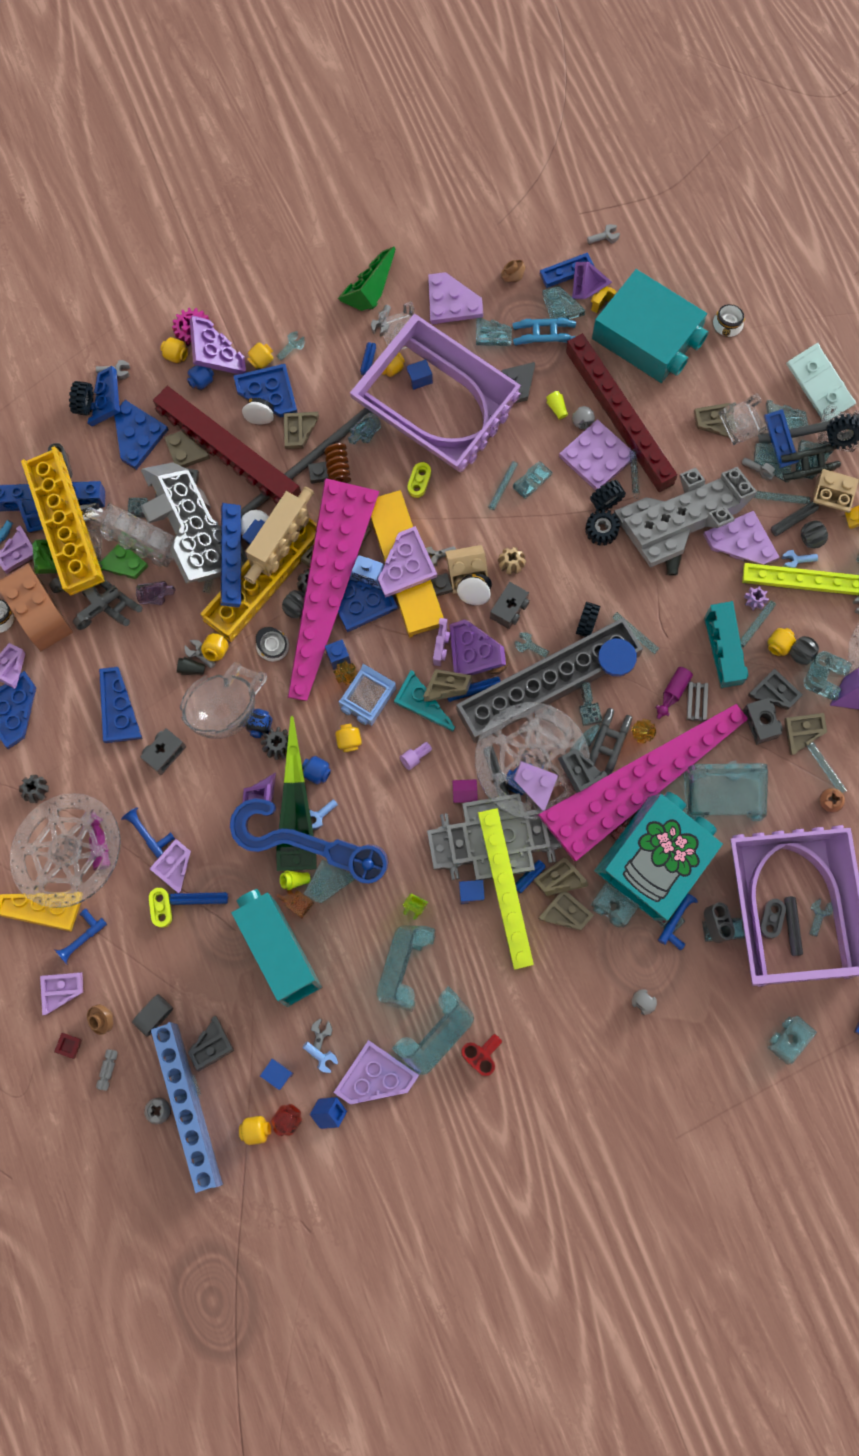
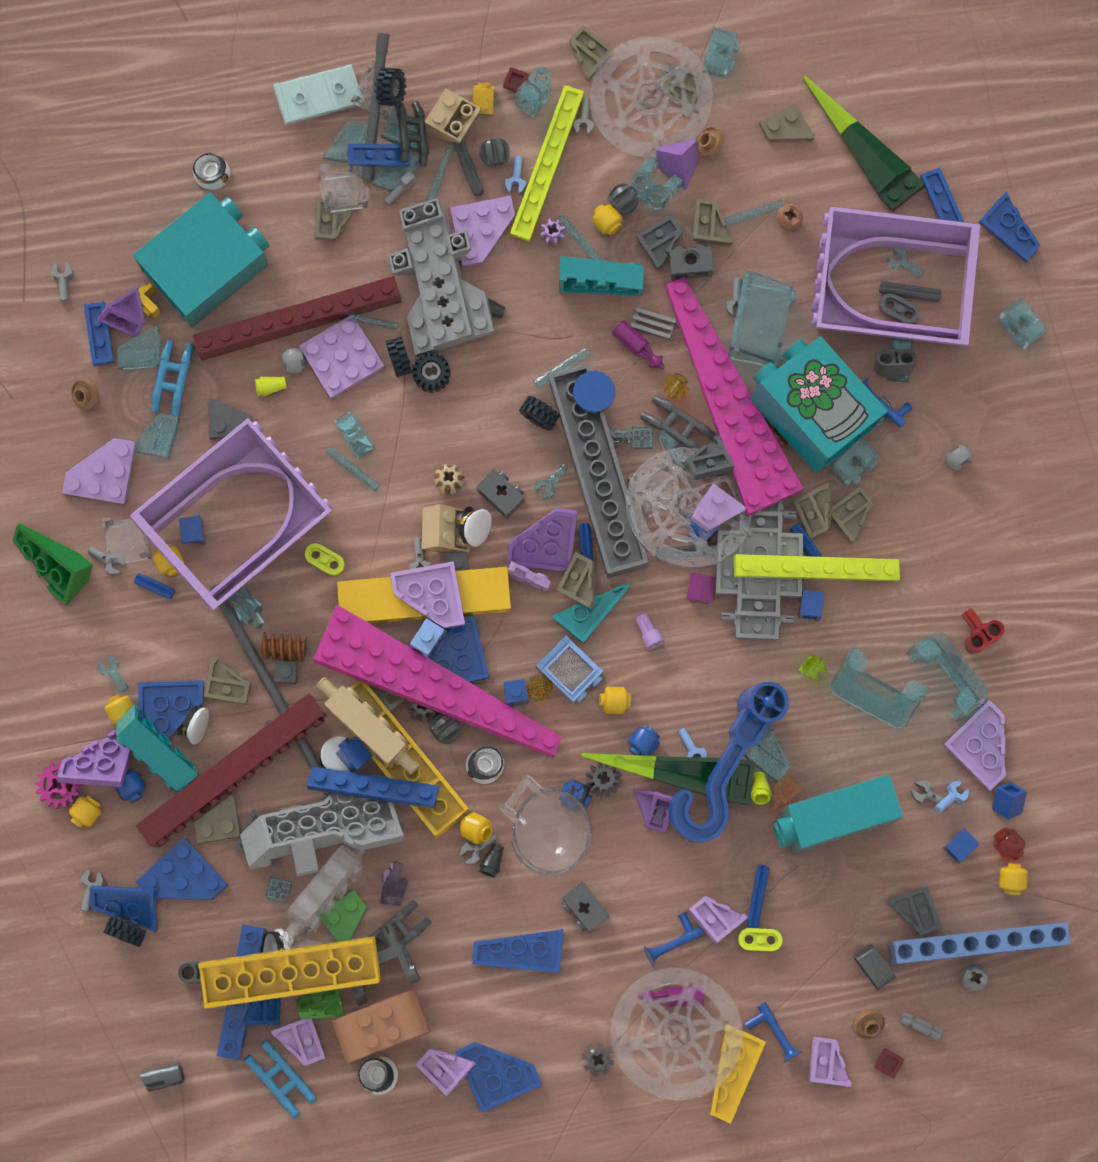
camera: 80 degrees left, 5 degrees up
(230, 383) = (154, 750): none -> teal wedge

